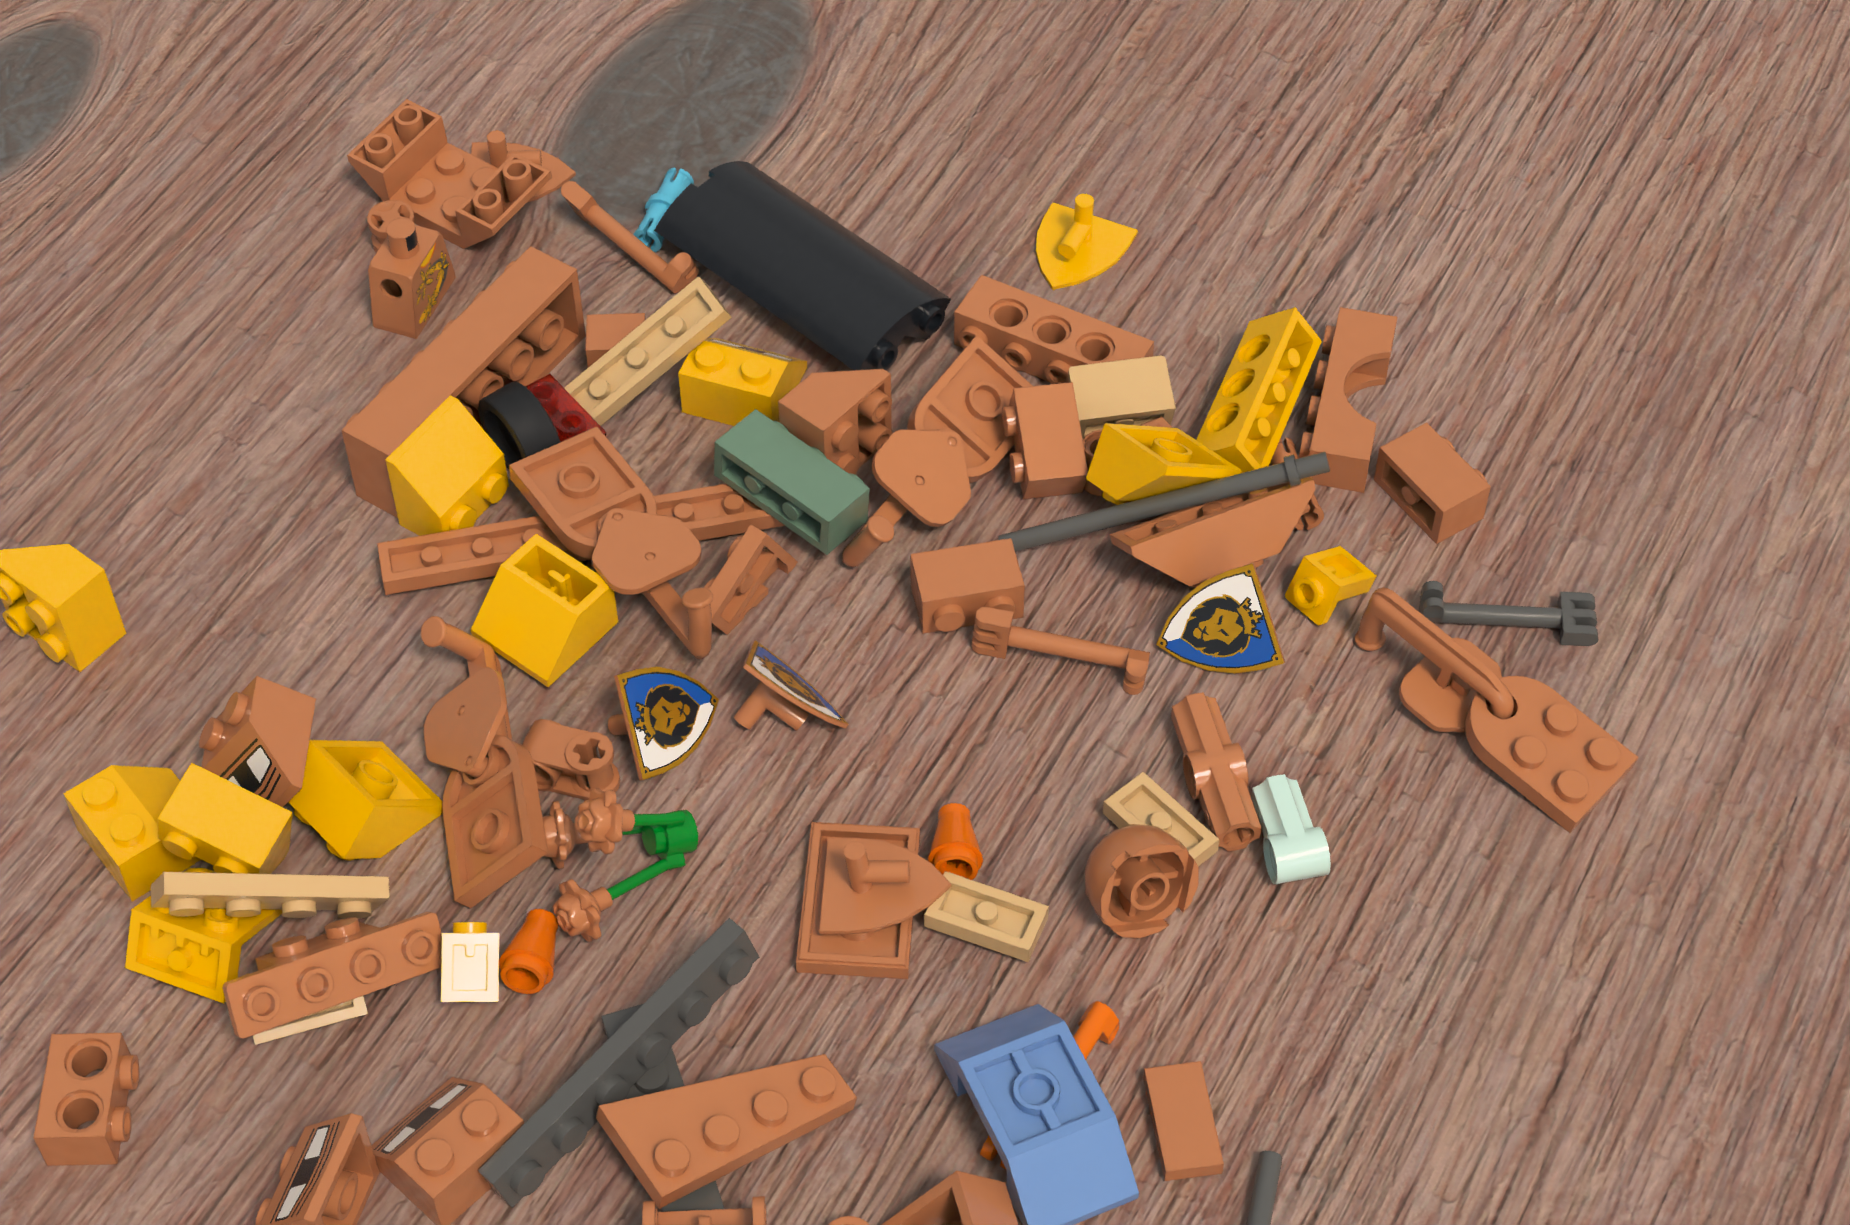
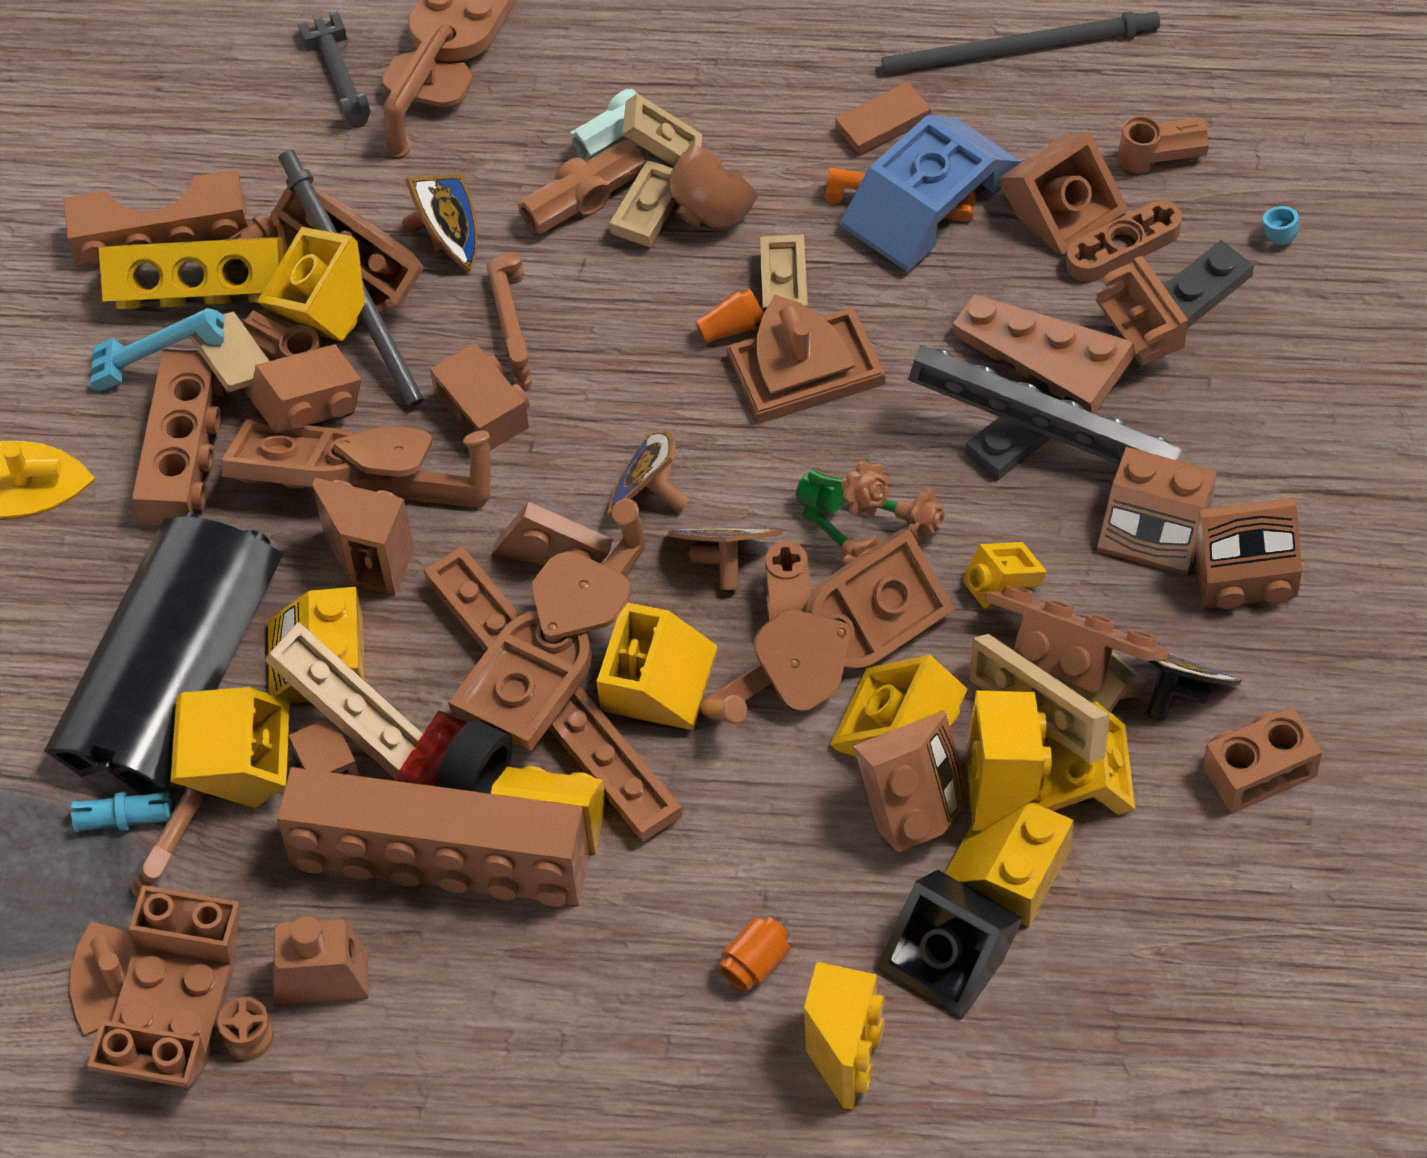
camera: 110 degrees left, 5 degrees up
(98, 736) = (948, 941): none -> black slope
(199, 588) = (754, 953): none -> orange brick
(229, 1075) = (1171, 685): none -> black shield
(531, 954) = (965, 536): orange cone -> none
(656, 262) = (231, 744): none -> yellow slope
(791, 481) = (440, 536): sand green brick -> none
(1170, 327) = (112, 356): none -> medium azure hinge
(1241, 856) = (657, 130): none -> tan plate
(1325, 580) = (362, 172): yellow bracket -> none
(1432, 482) = (229, 136): nougat brick -> none

